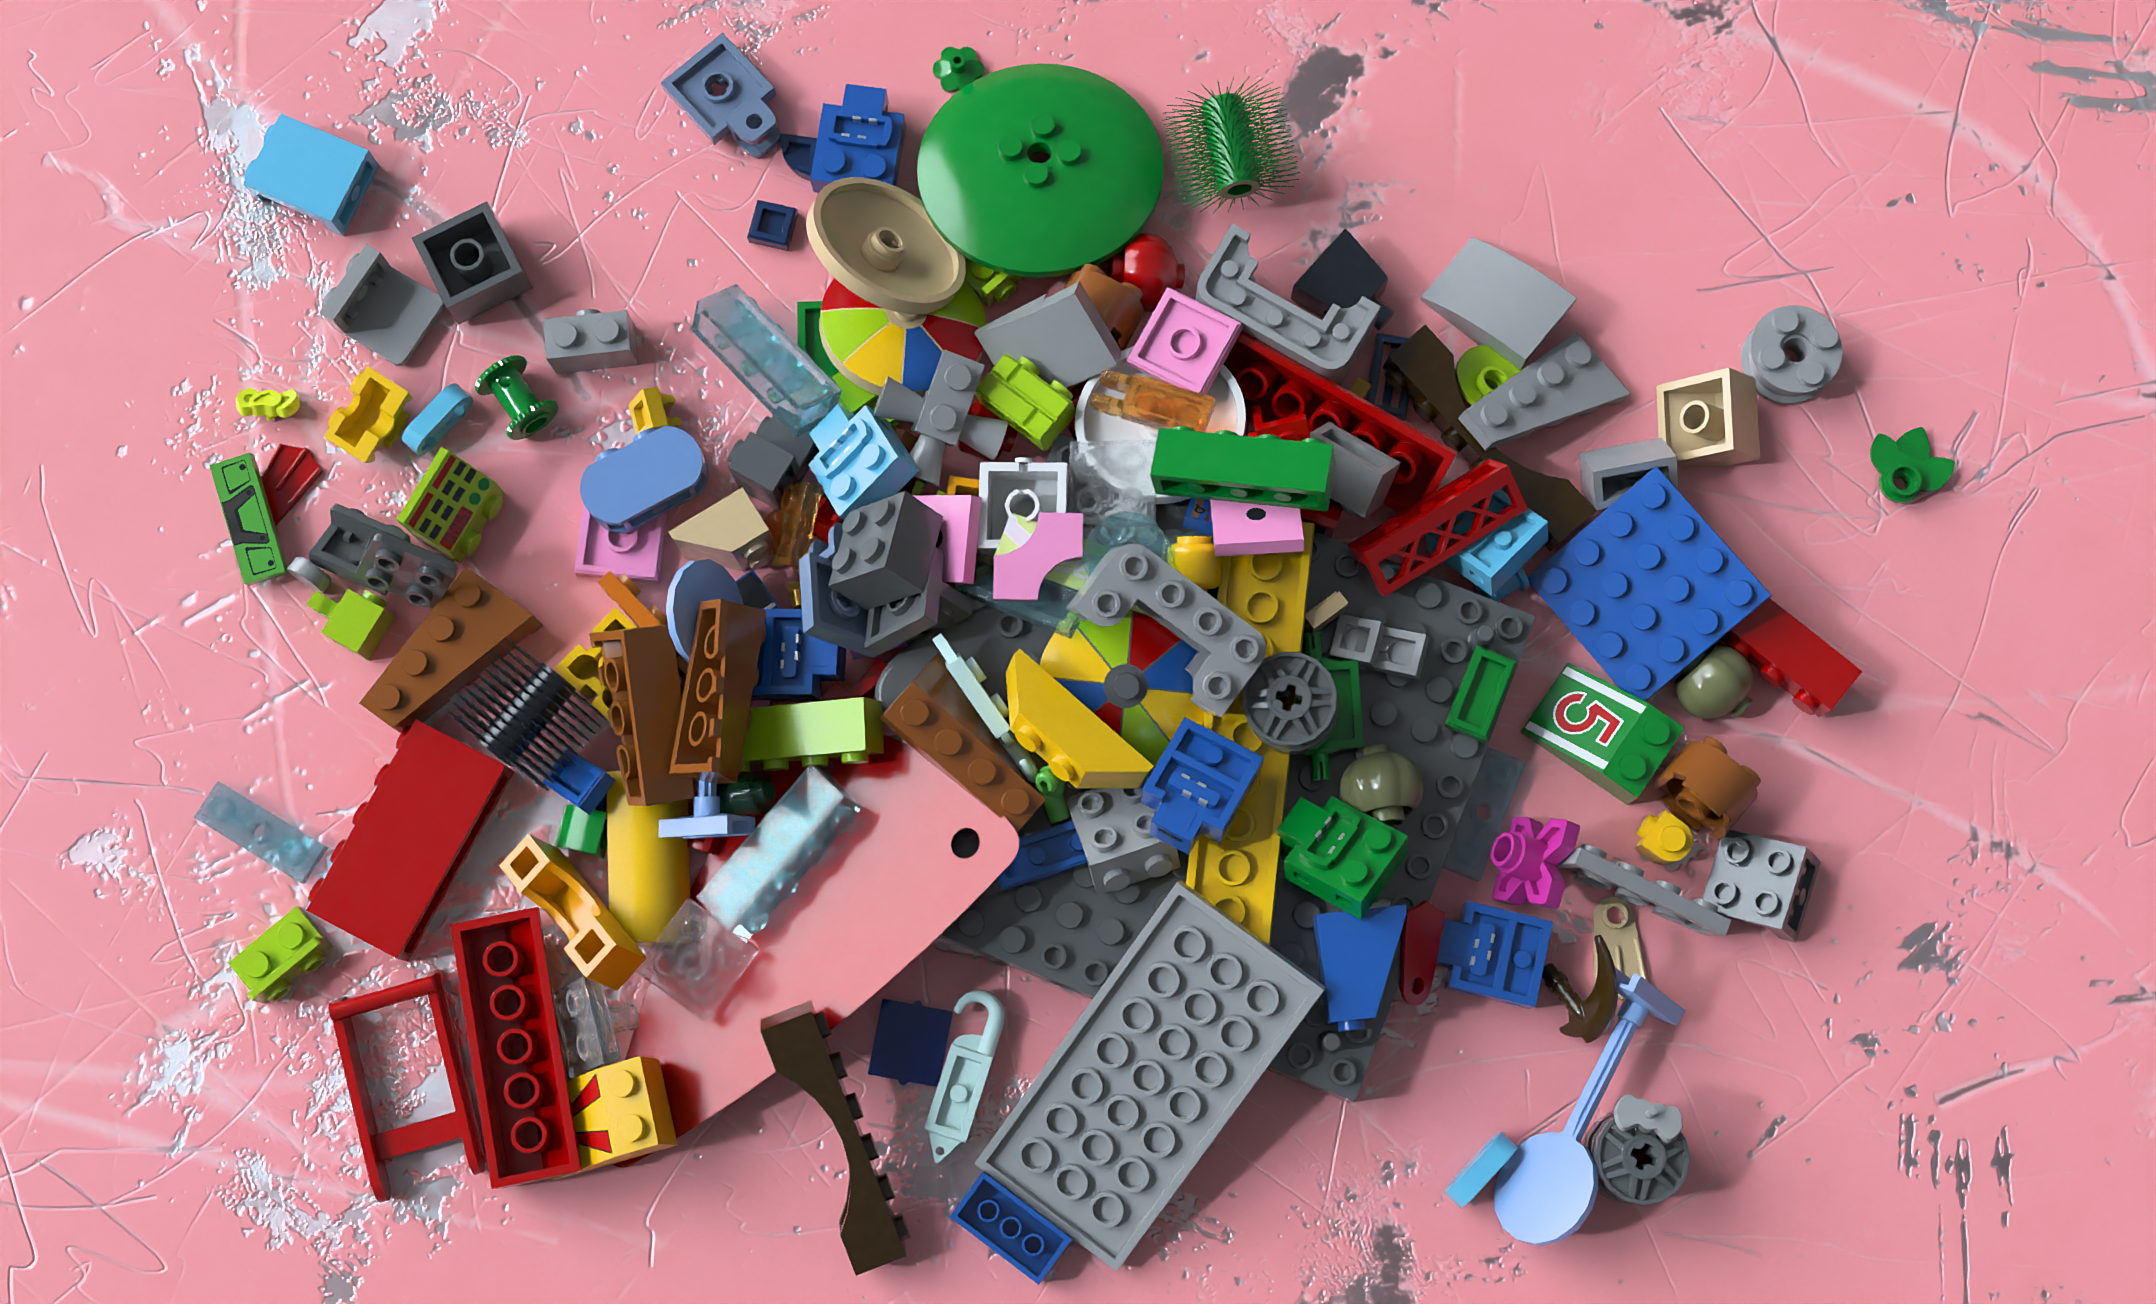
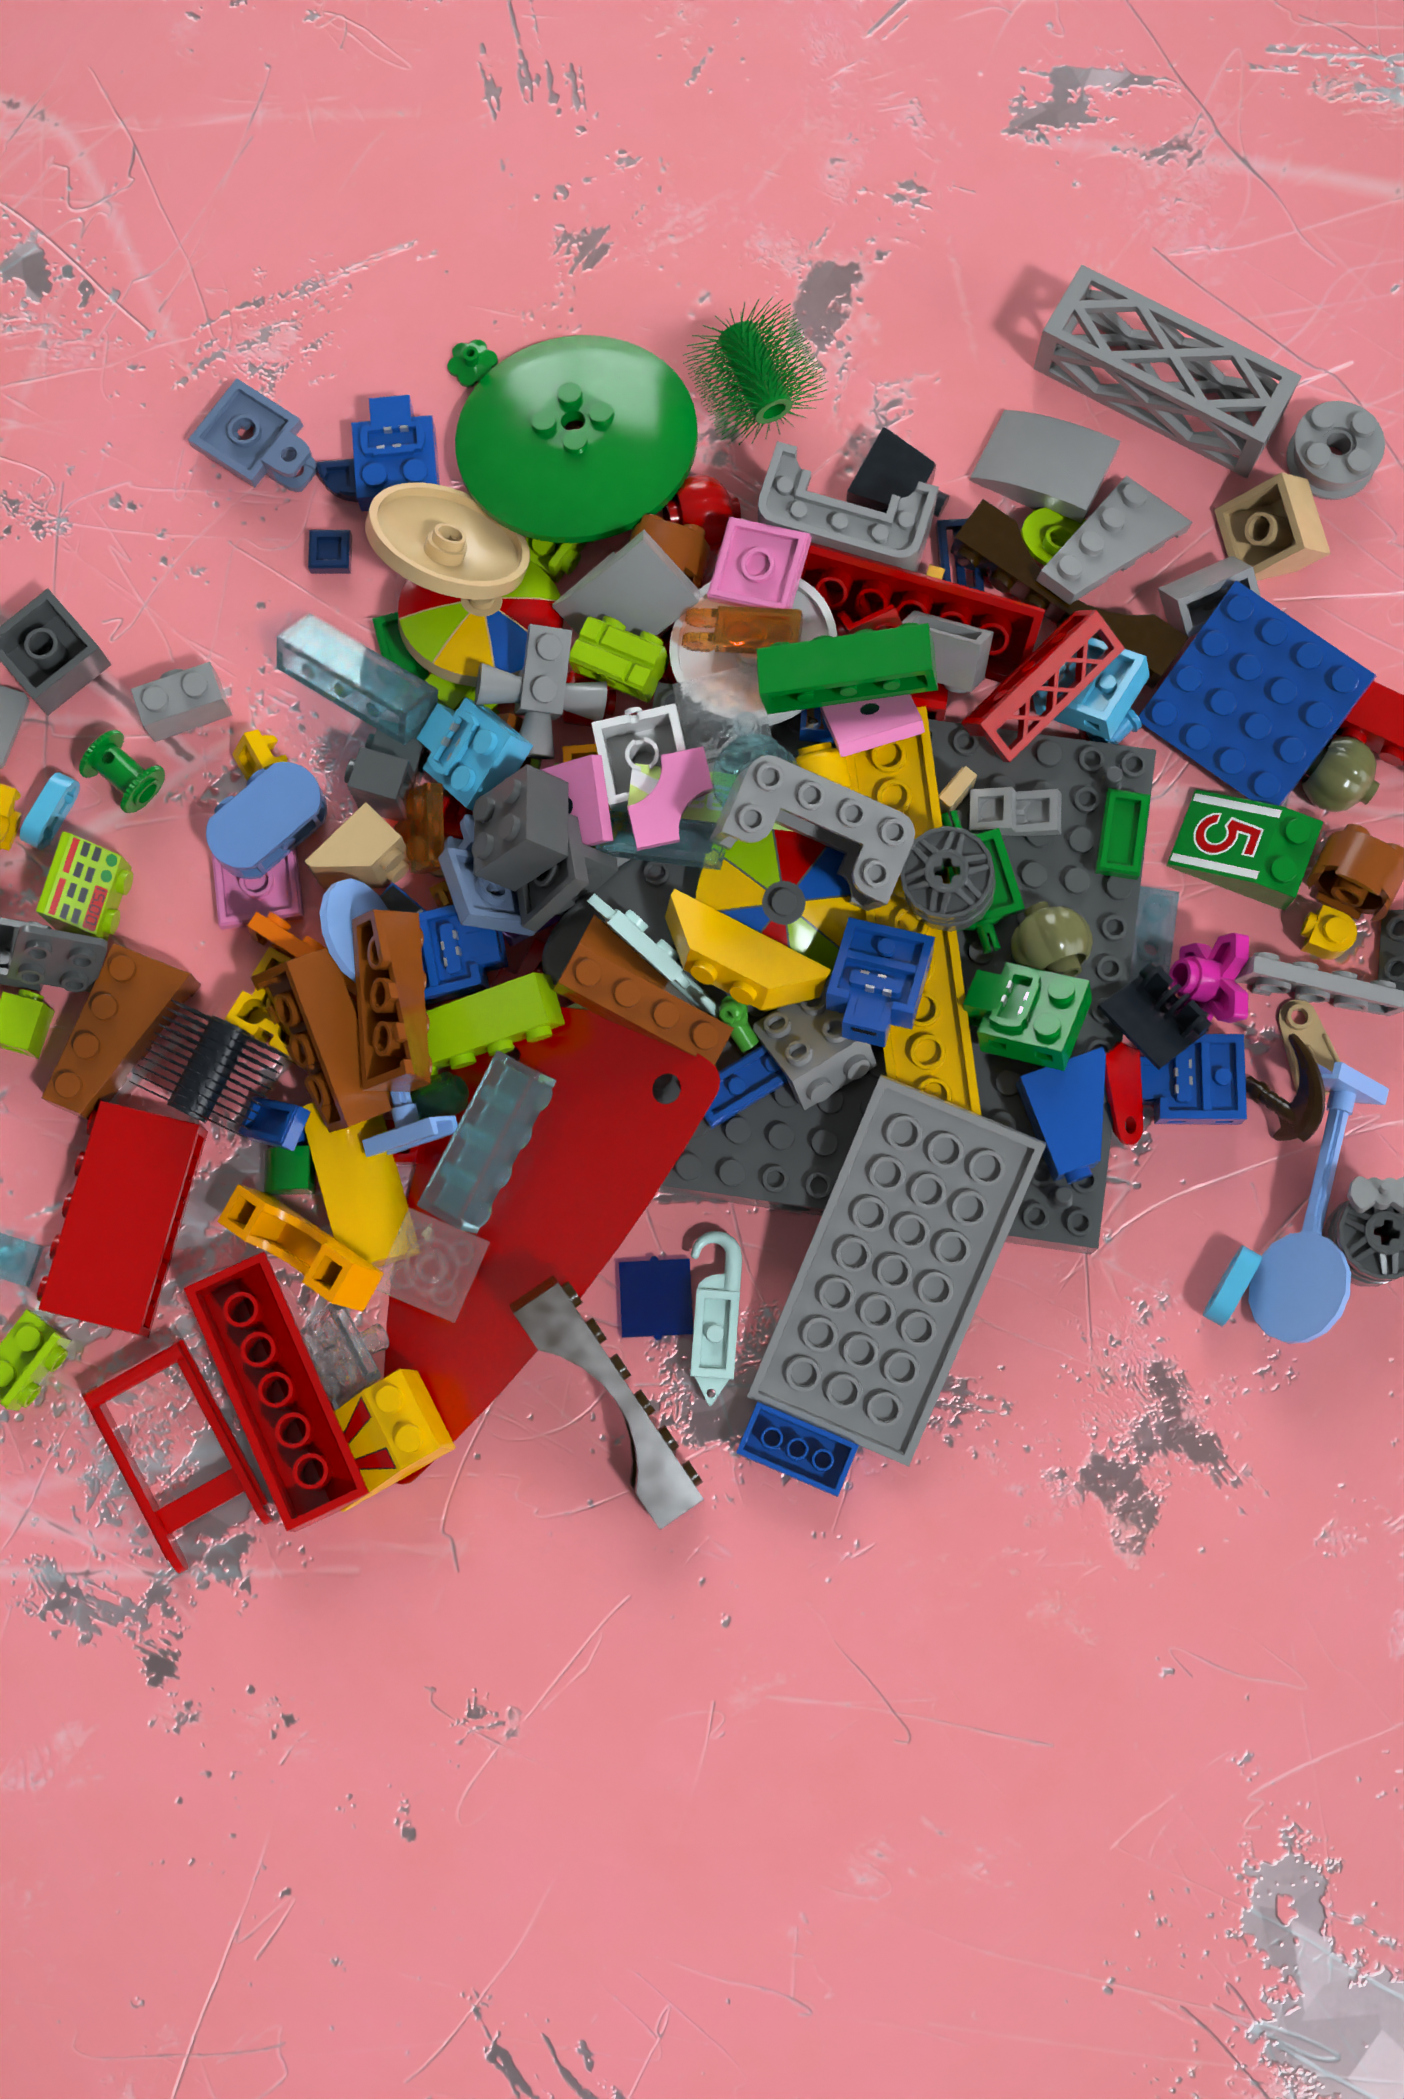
camera: 10 degrees left, 0 degrees up
(1467, 884) = (1155, 1016): none -> black hinge
(1545, 202) = (1186, 357): none -> light grey piece

